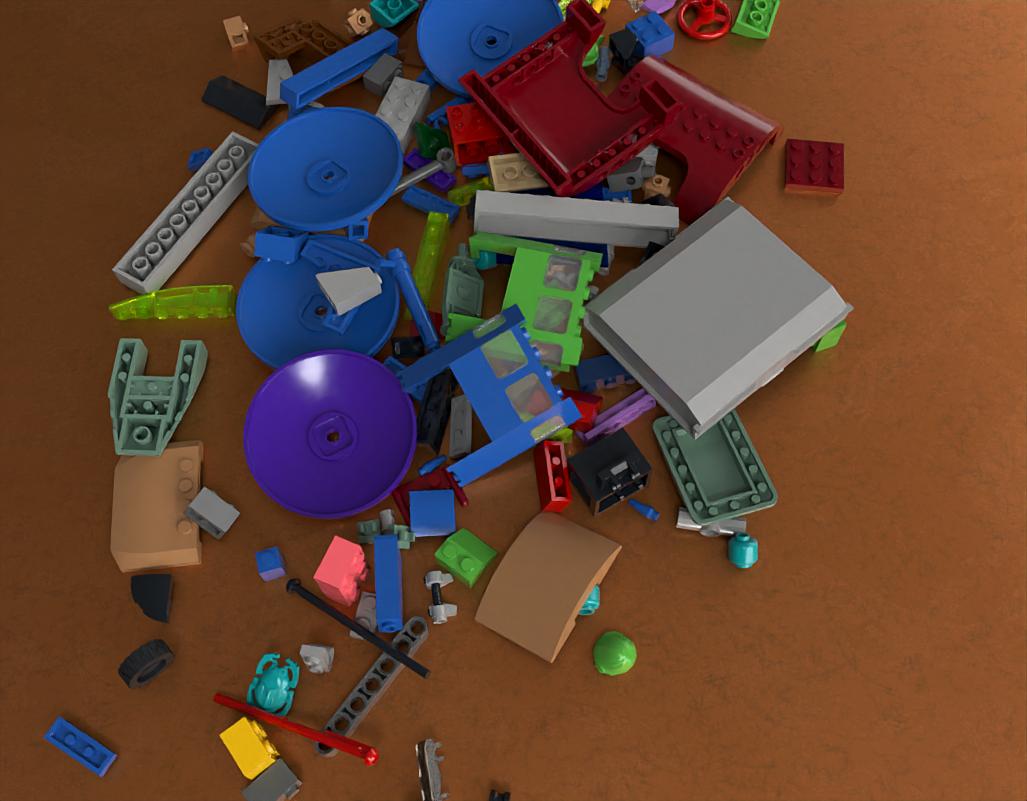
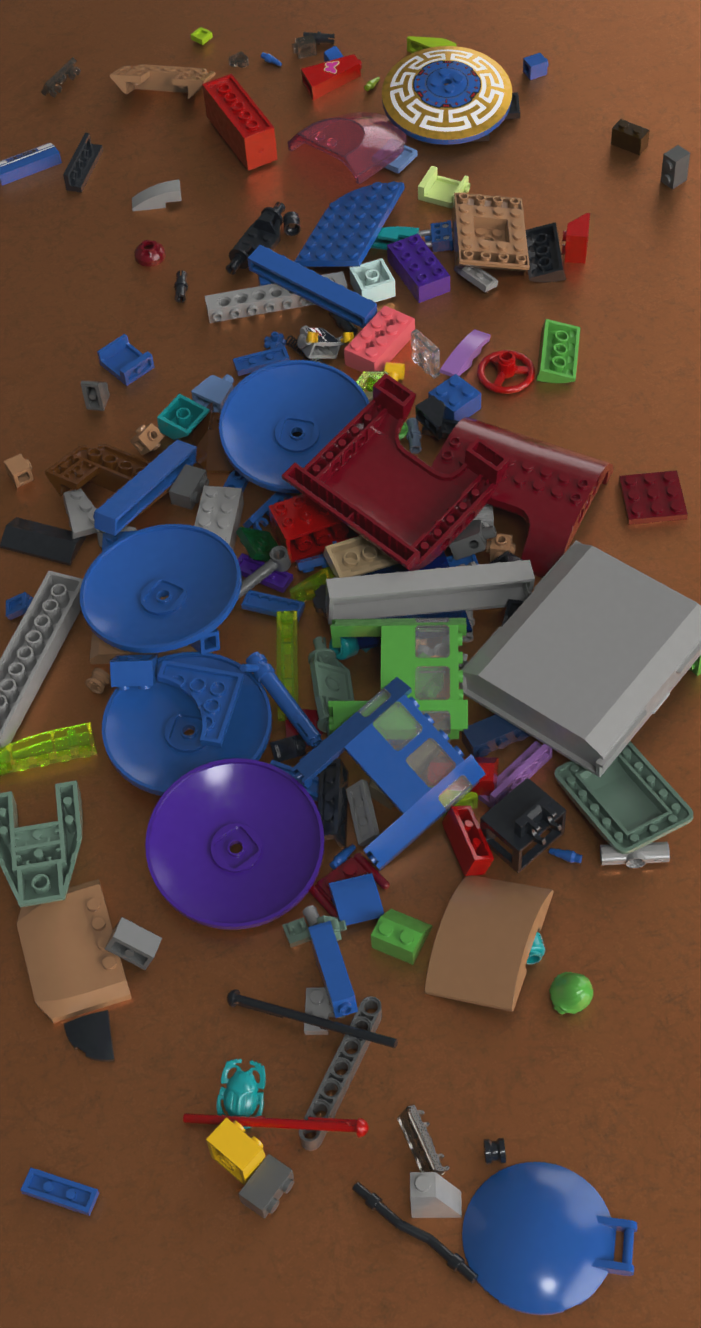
camera: 10 degrees left, 10 degrees down
(145, 663) = (108, 1096): black tyre -> none
(270, 563) = (206, 980): blue brick -> none
(317, 657) = (278, 1056): light grey plate -> none
(342, 571) = (285, 968): coral brick -> none
(349, 287) = (218, 698): light grey slope -> none
(439, 611) = (386, 990): light grey piece -> none
(742, 550) = (671, 871): teal head -> none

